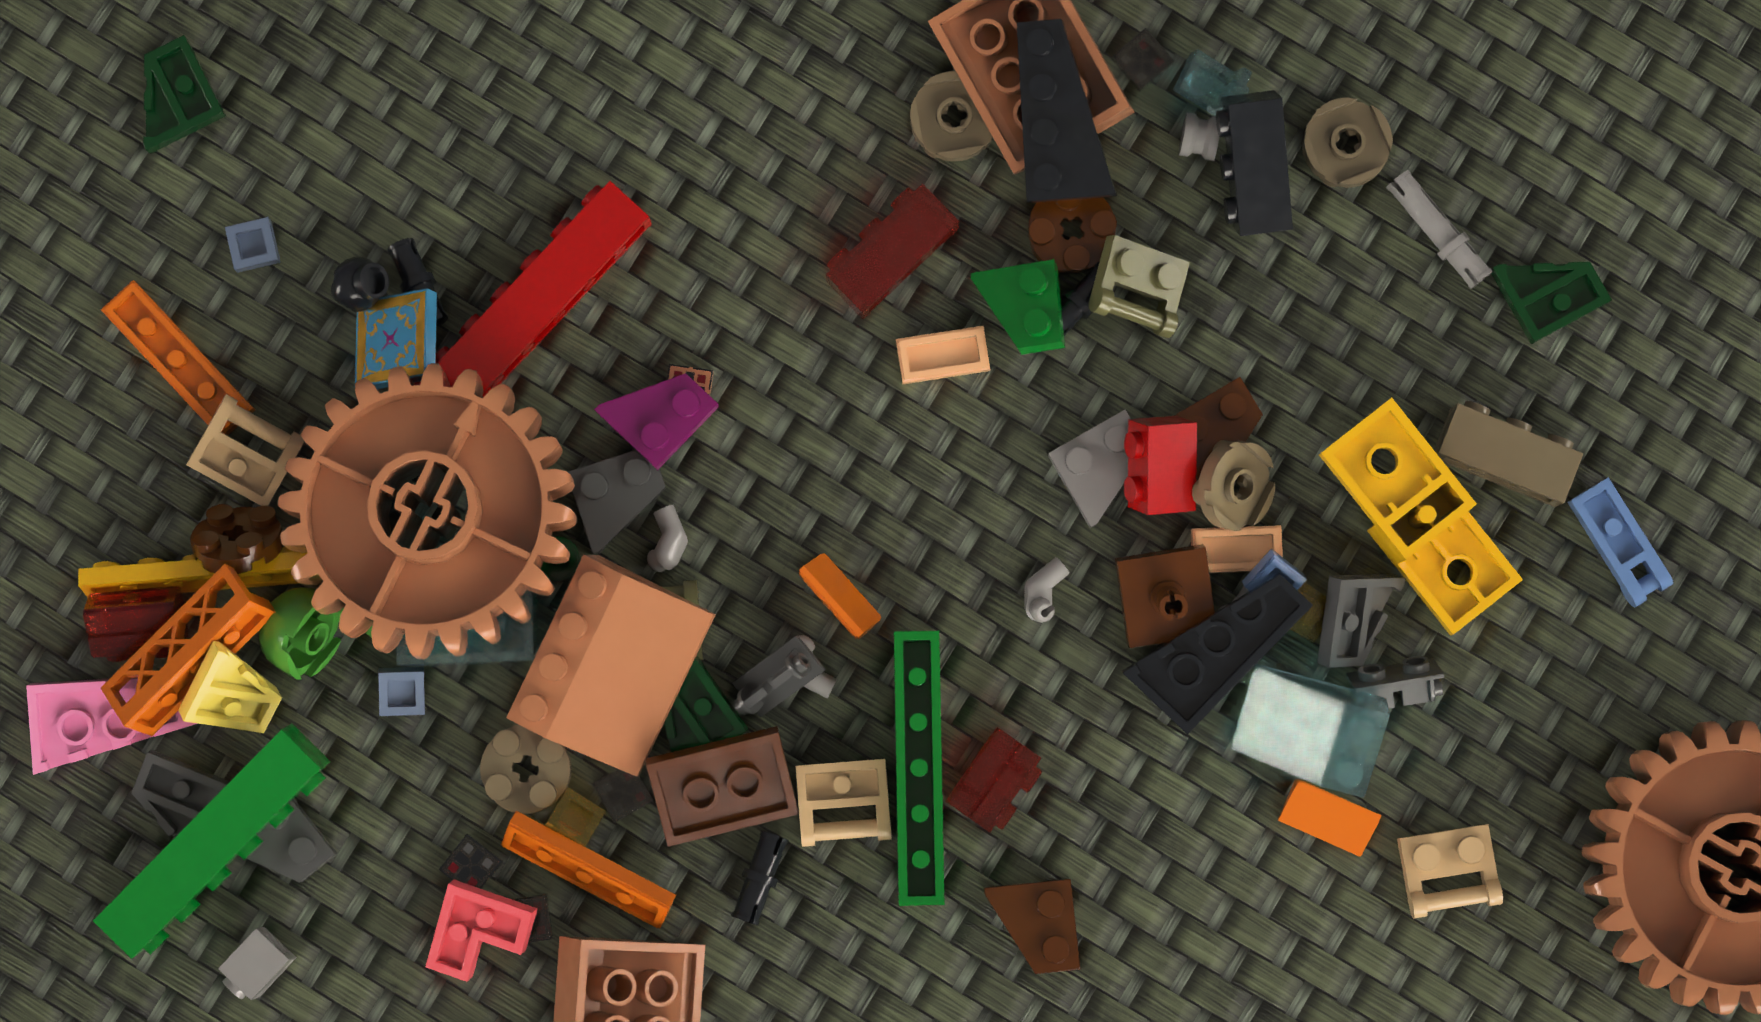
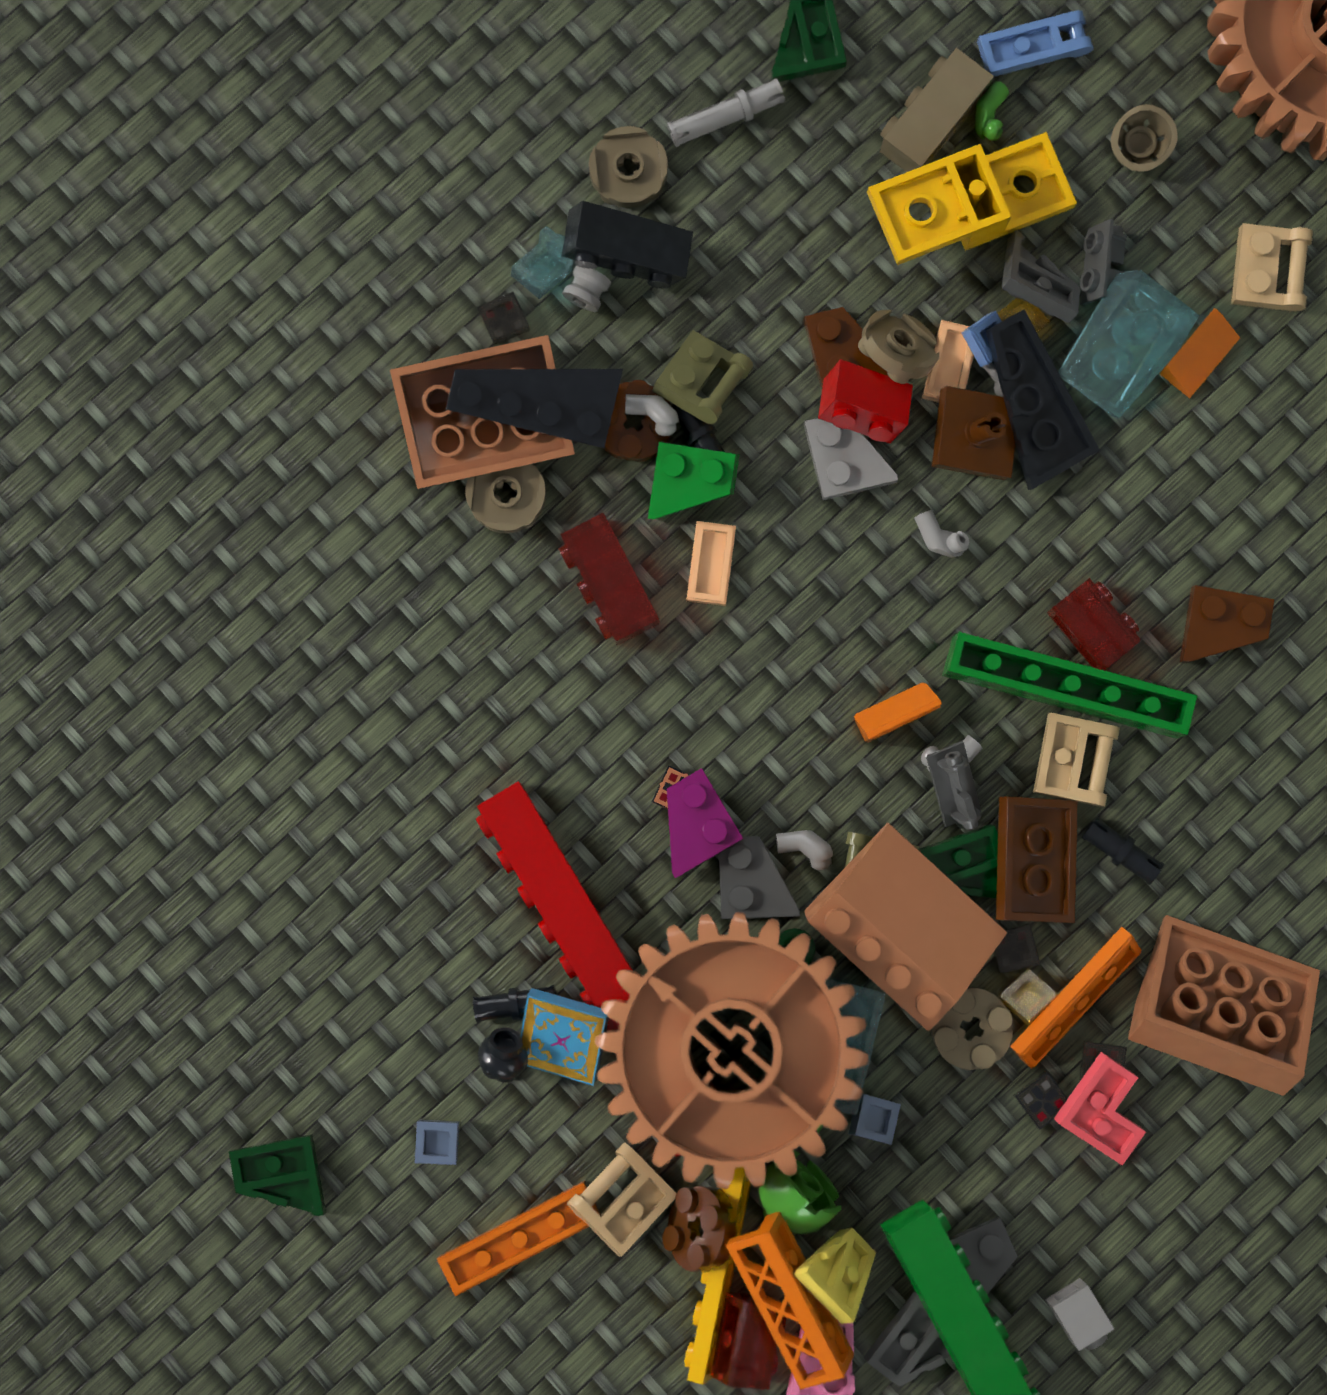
camera: 70 degrees left, 0 degrees up
(1088, 245) = (656, 409): none -> light grey arm
(1528, 508) = (986, 106): none -> bright green arm
(1547, 687) = (1141, 141): none -> dark tan helmet

